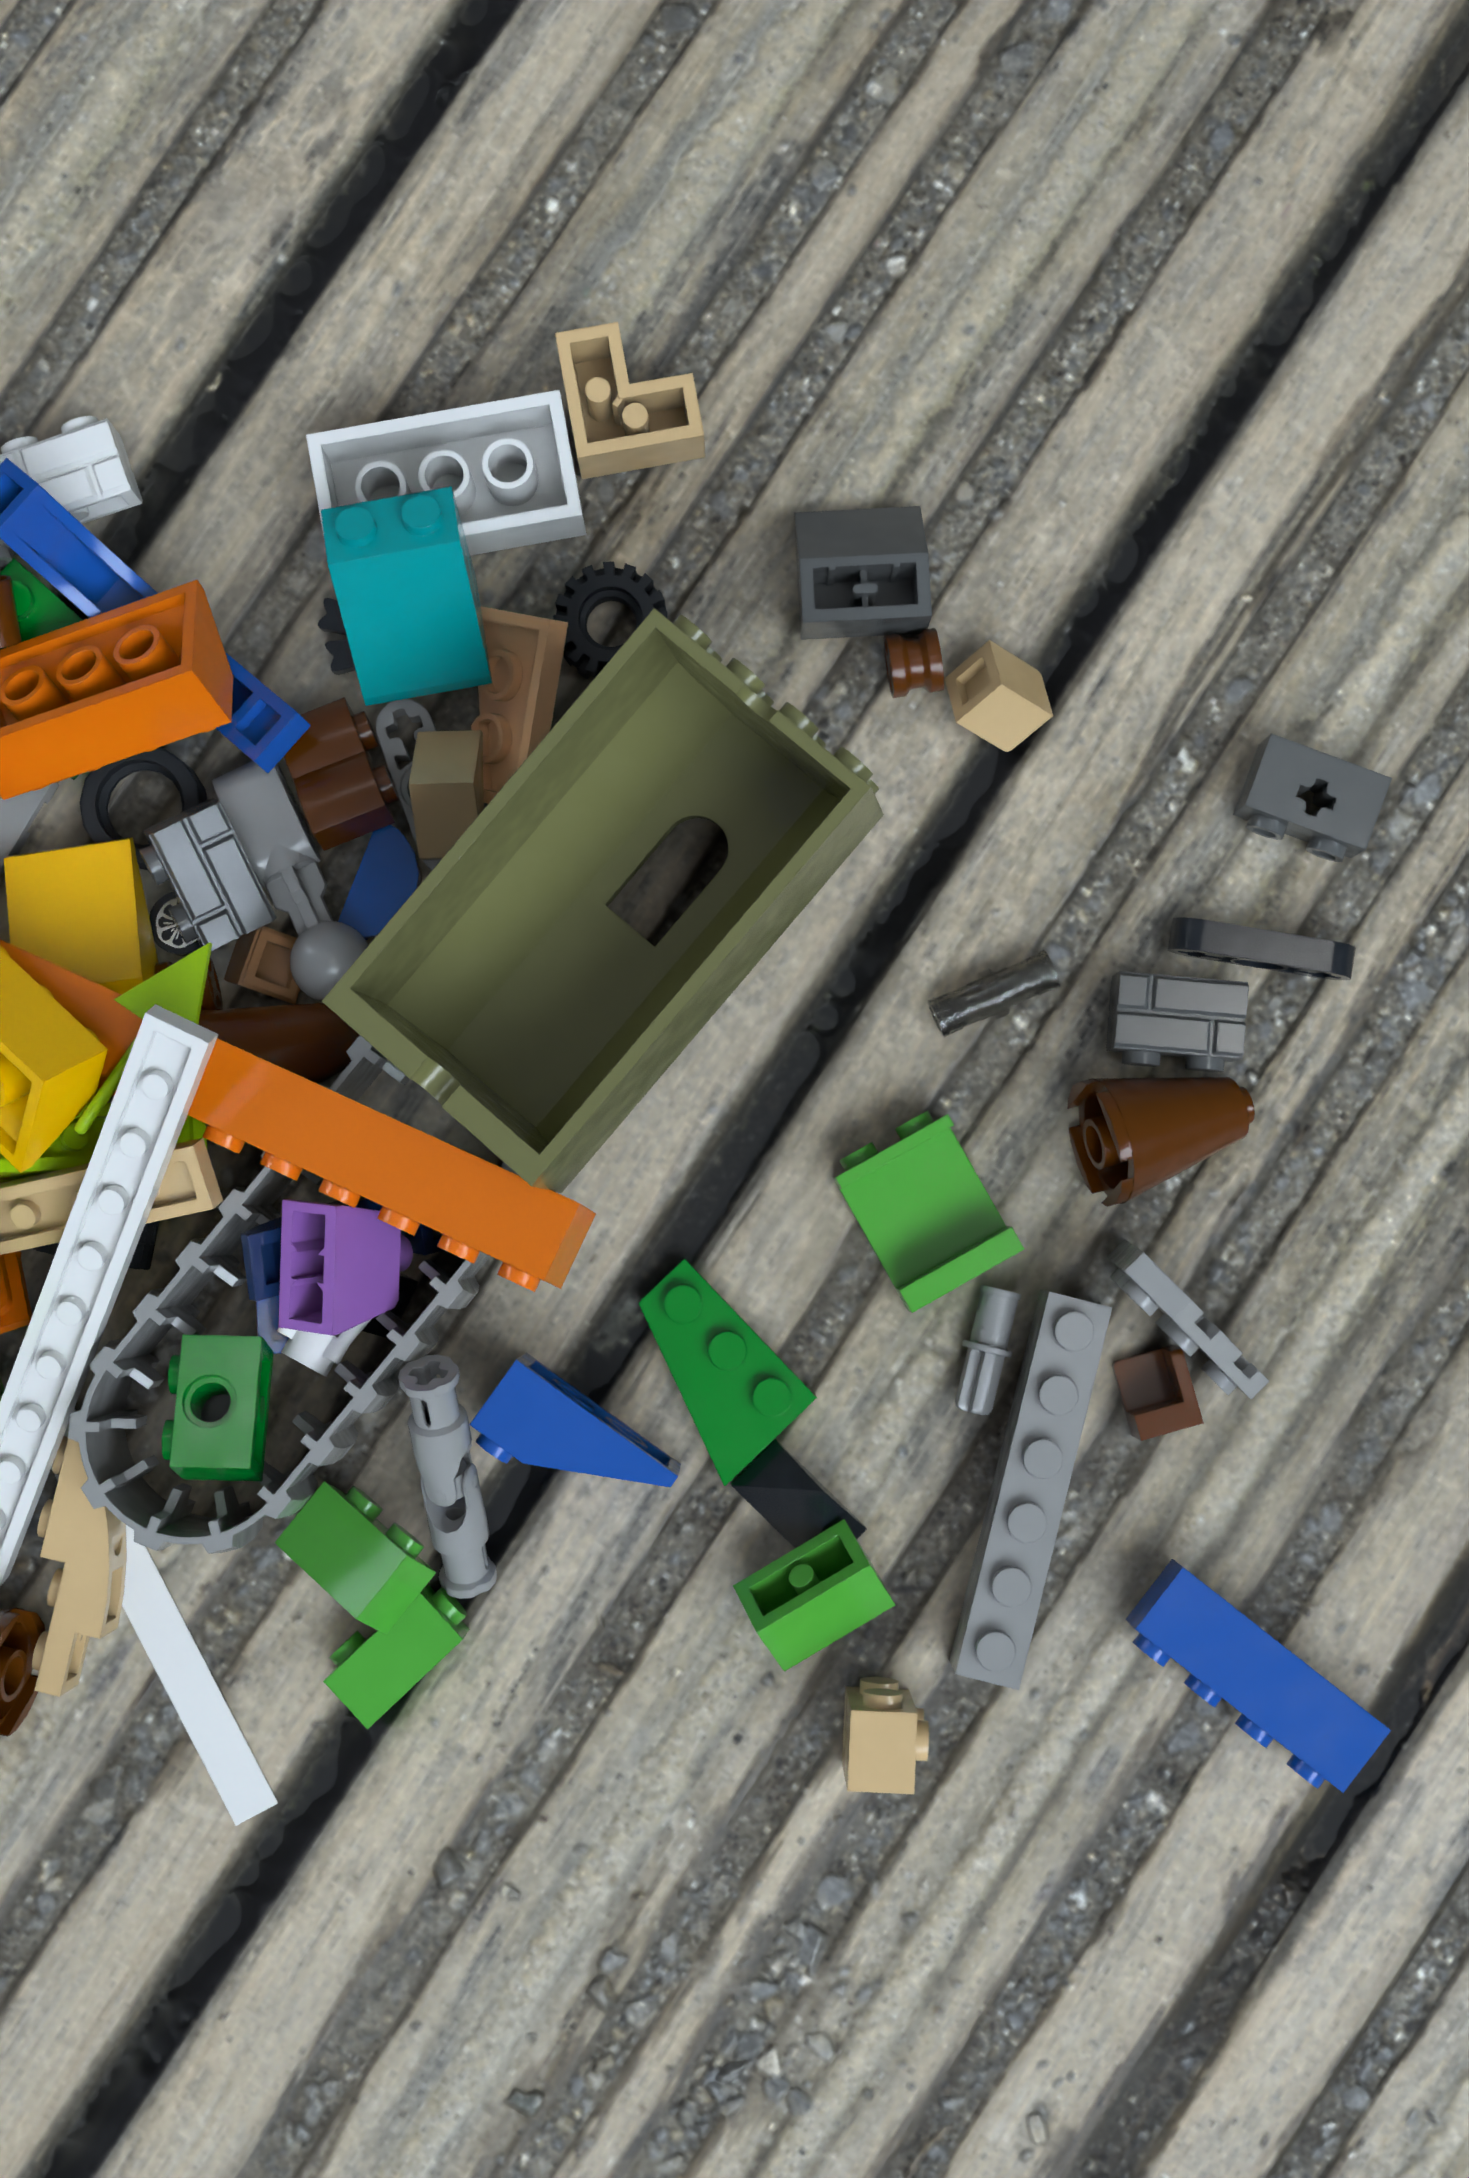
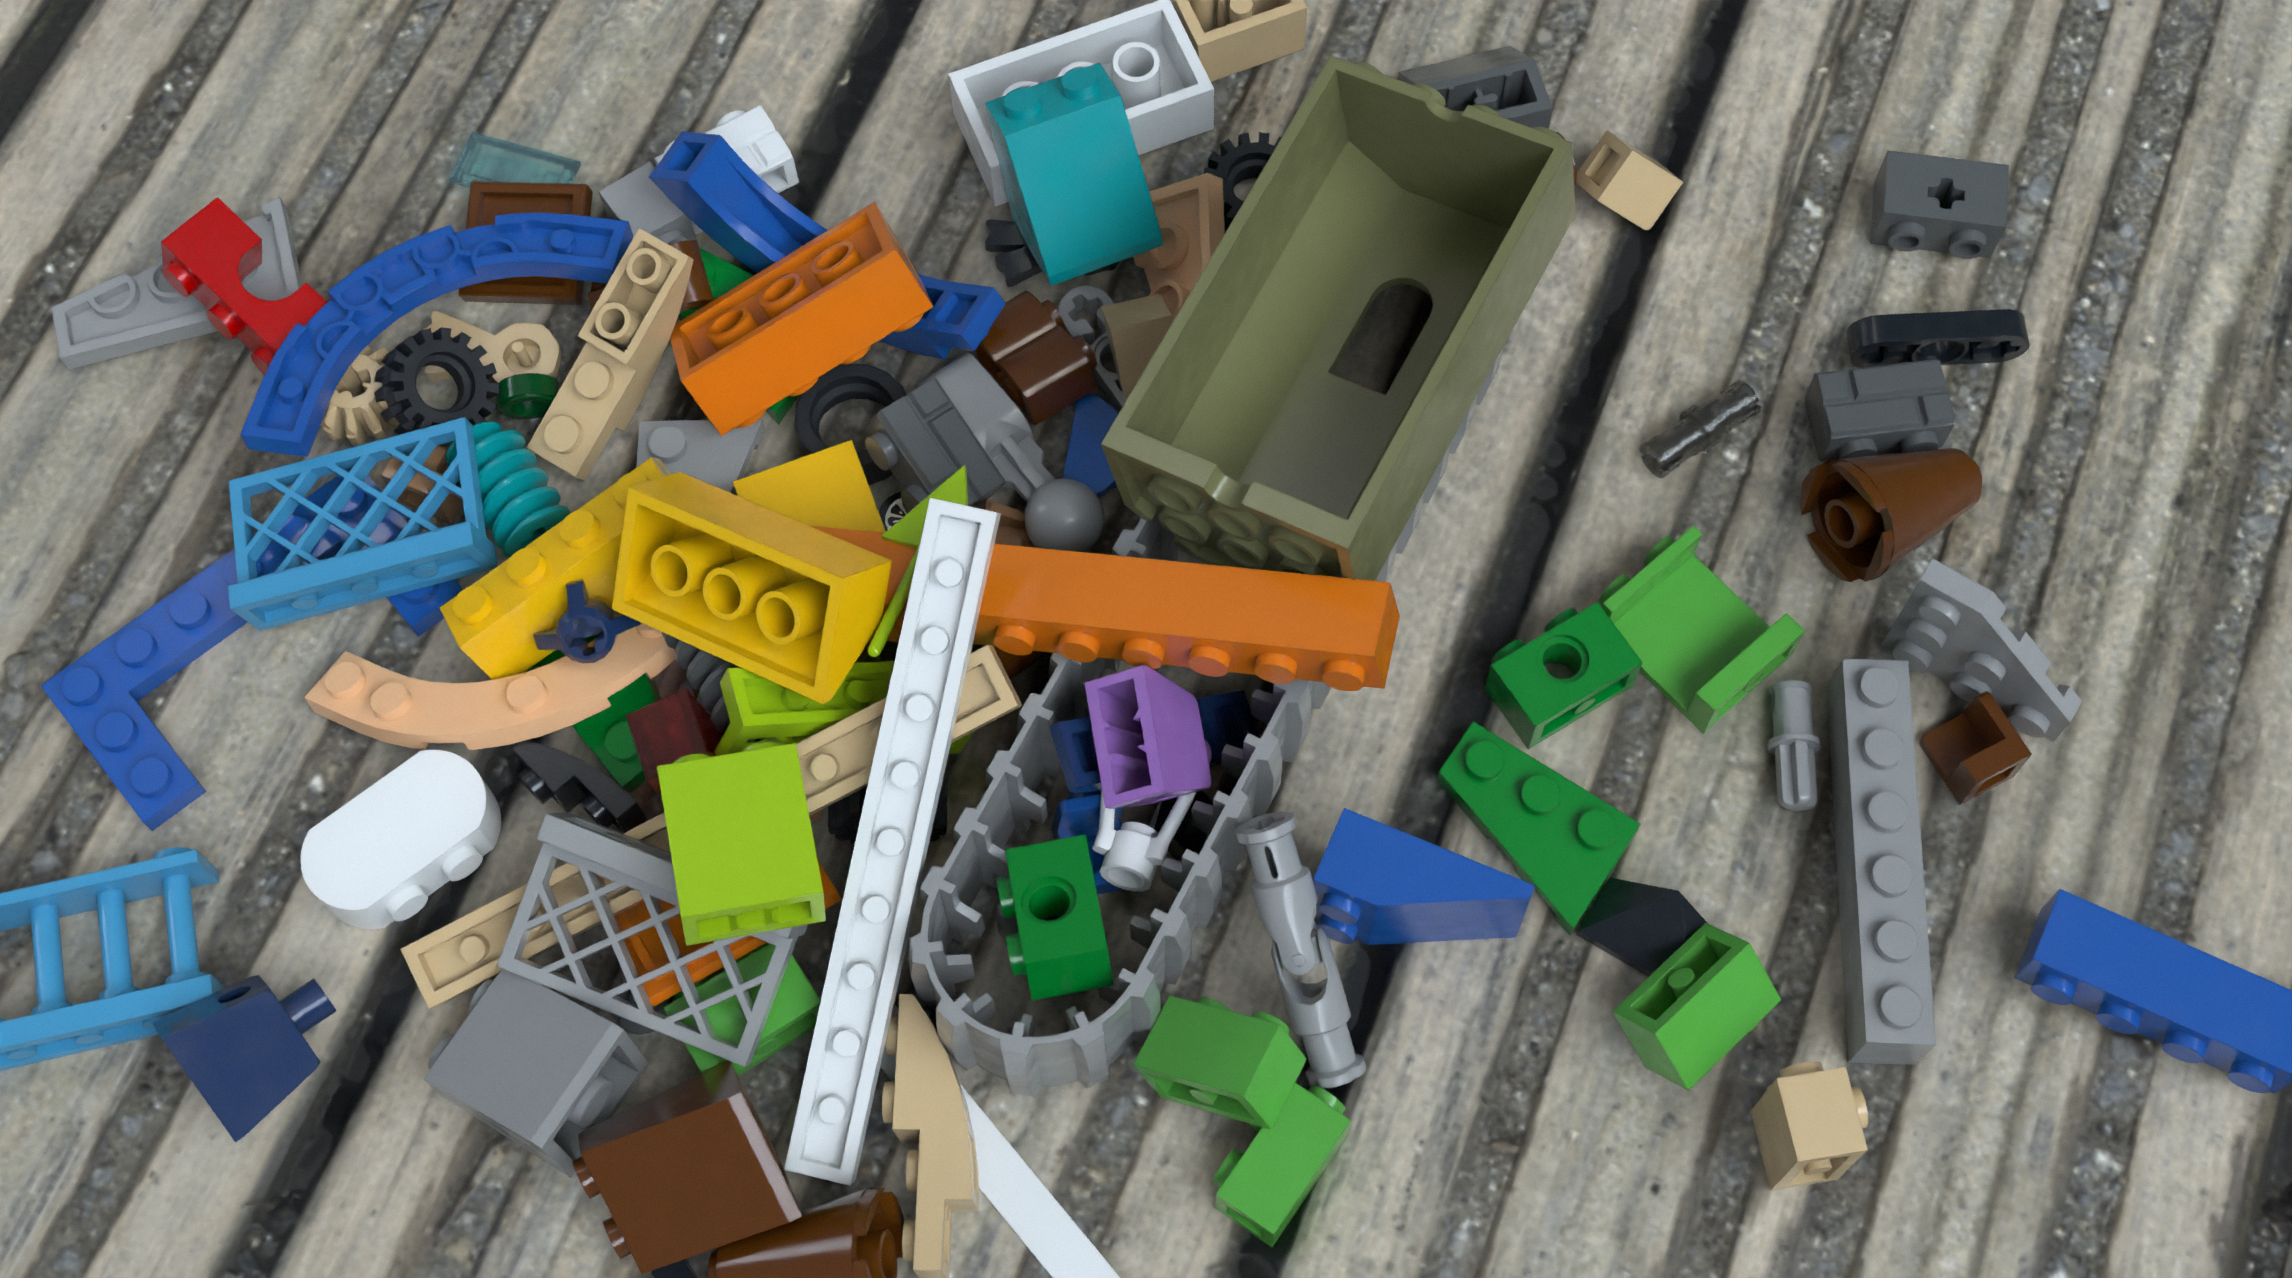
camera: 10 degrees left, 20 degrees down
(820, 1234) = (1543, 704): none -> green brick

